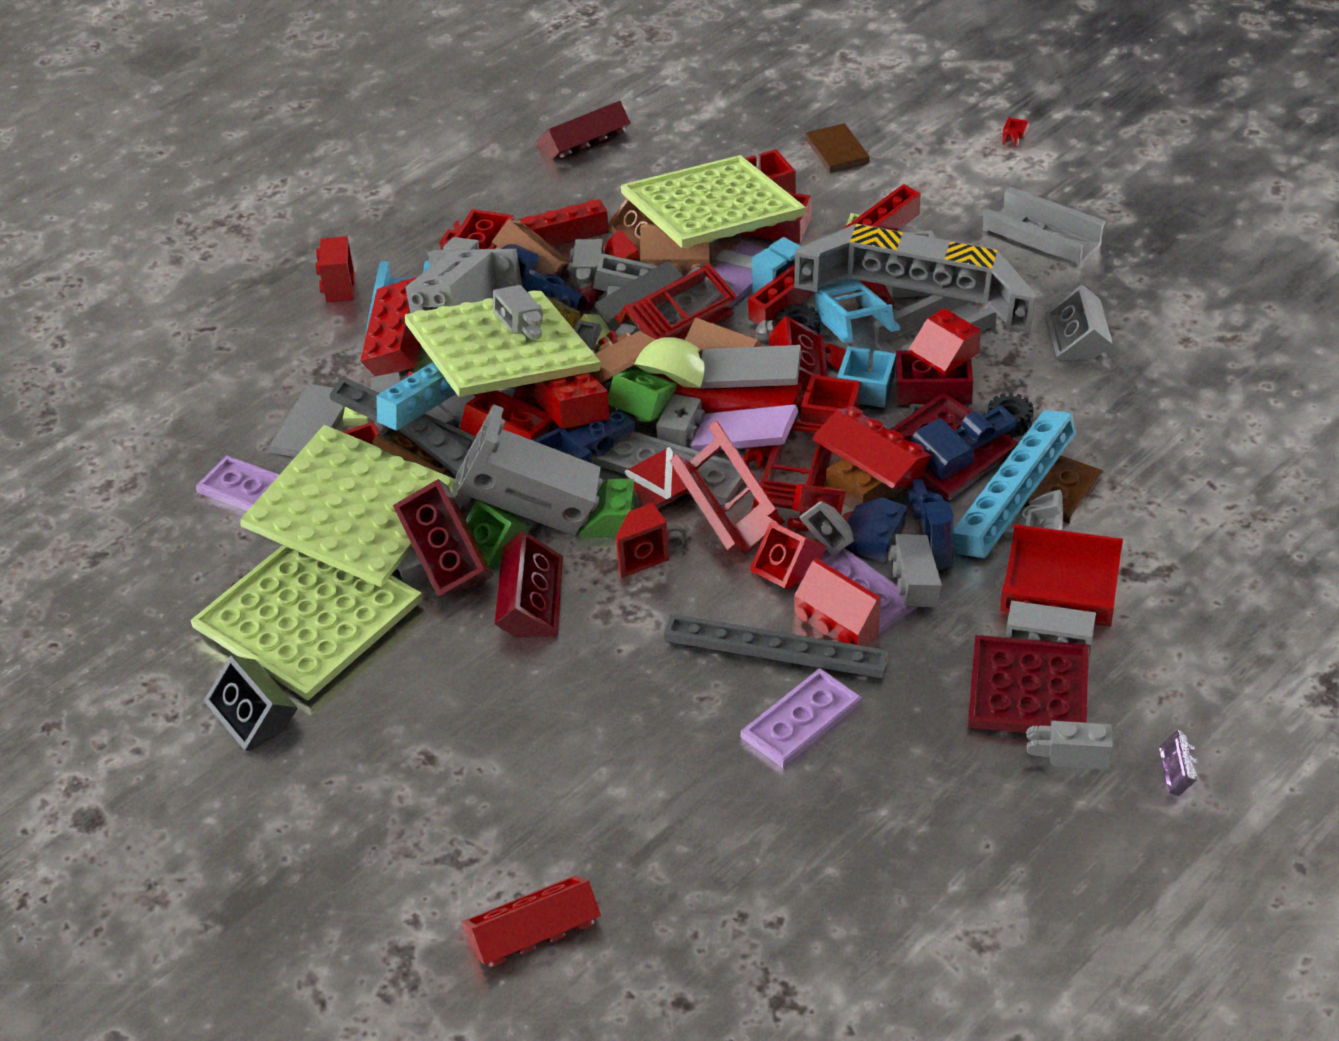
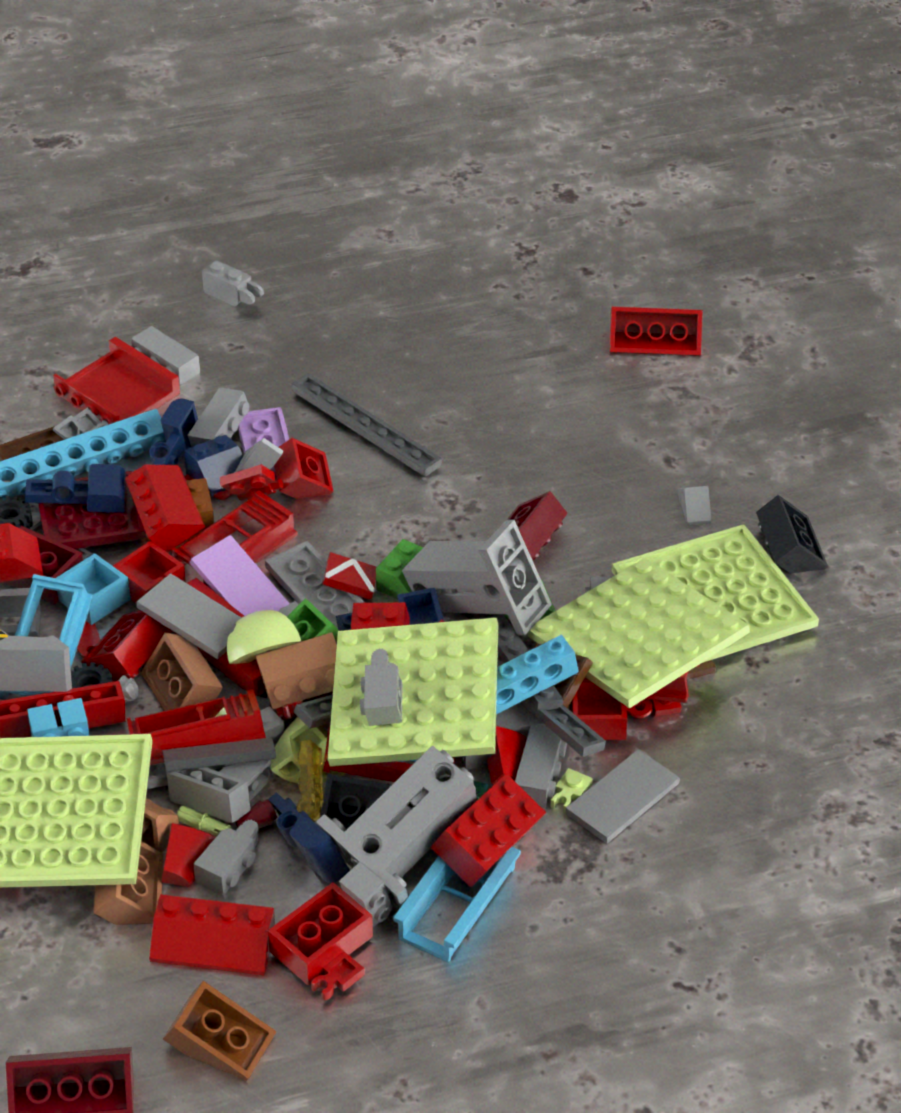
camera: 155 degrees left, 0 degrees up
(236, 483) = (714, 746): lavender tile -> none
(335, 269) = (507, 961): red piece -> none
(375, 709) = (695, 505): none -> light grey slope
(442, 539) = (572, 573): dark red slope -> none
(513, 181) = (219, 1032): none -> dark orange slope
(518, 233) = (281, 874): nougat slope -> none
(642, 540) = (410, 518): red slope -> none
(676, 537) = (374, 533): light grey plate -> none
(753, 526) = (326, 514): piece -> none
(801, 717) = (386, 379): lavender tile -> none
(837, 605) = (302, 415): slope -> none
(1027, 683) = (221, 331): dark red plate -> none
(1178, 763) = (177, 255): clear purple plate -> none

